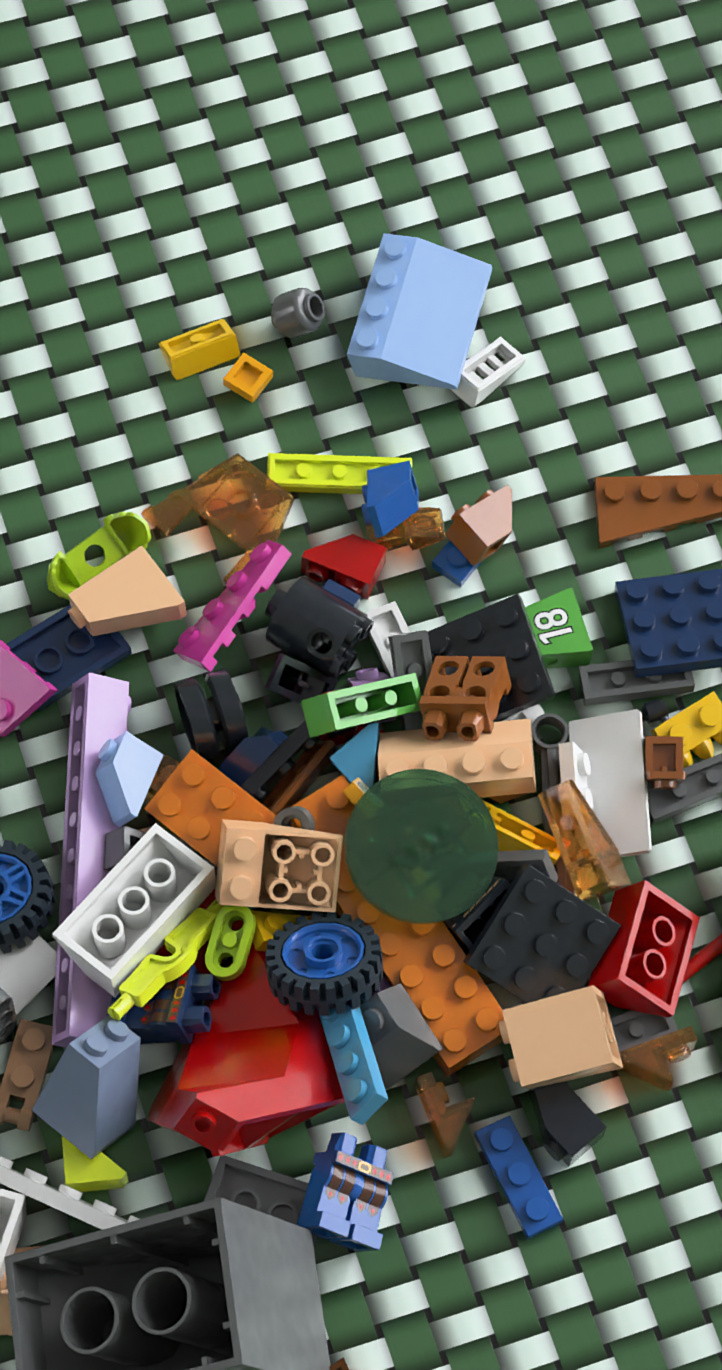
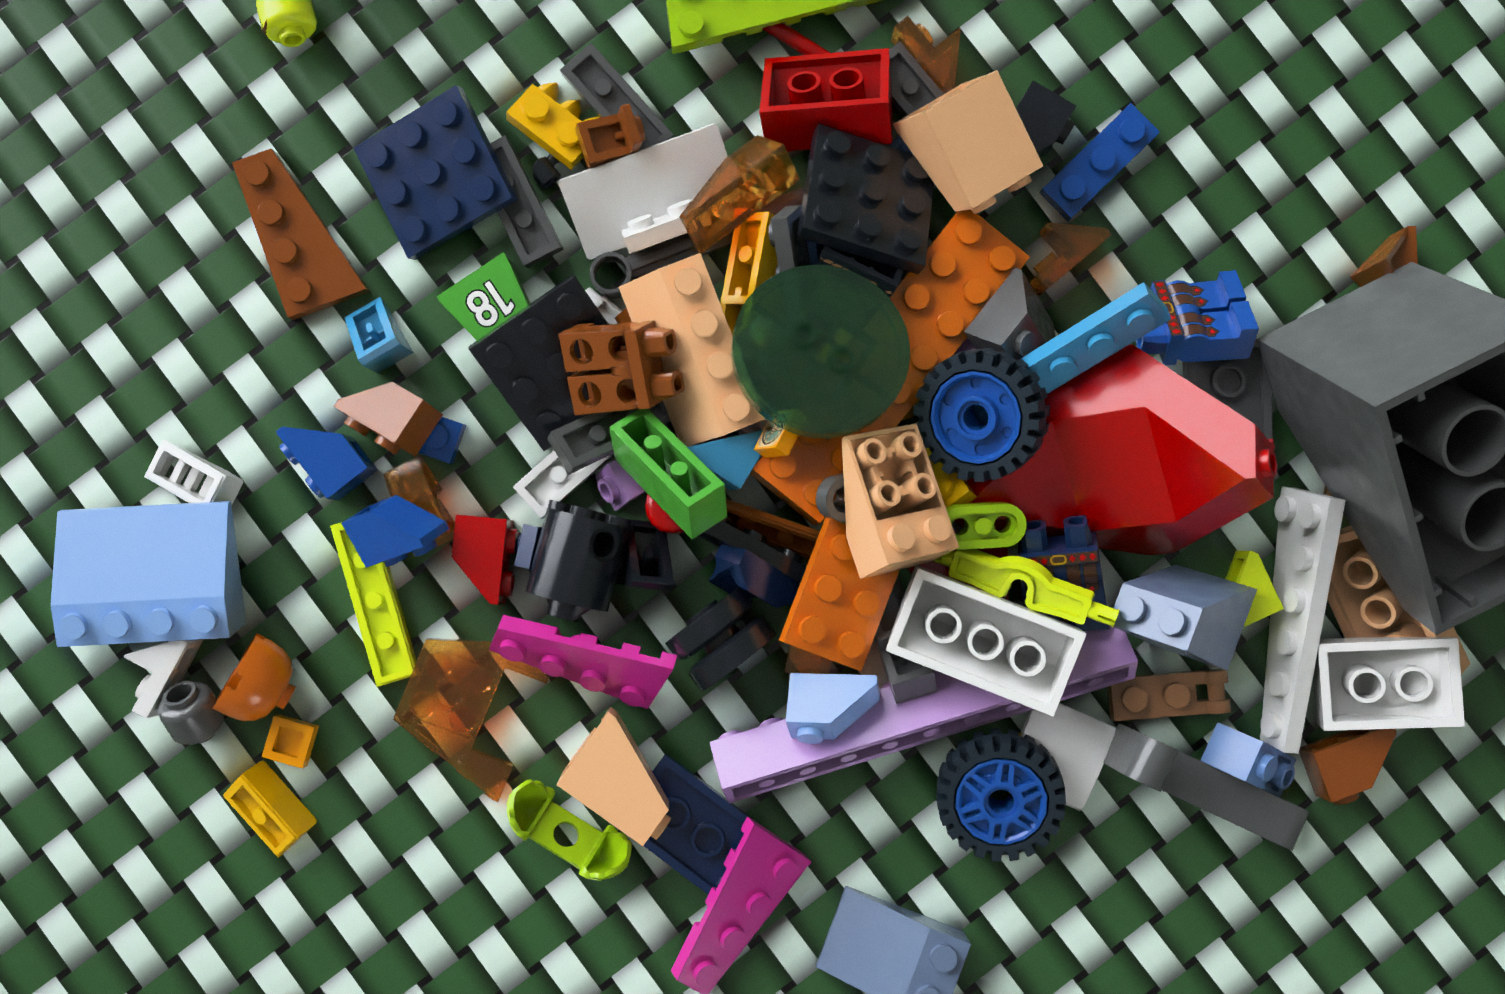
camera: 105 degrees left, 20 degrees up
(304, 366) = (257, 682): none -> orange cylinder
(341, 307) = (168, 666): none -> white slope
(466, 472) = (330, 459): none -> blue slope
(556, 538) = (377, 336): none -> dark azure slope

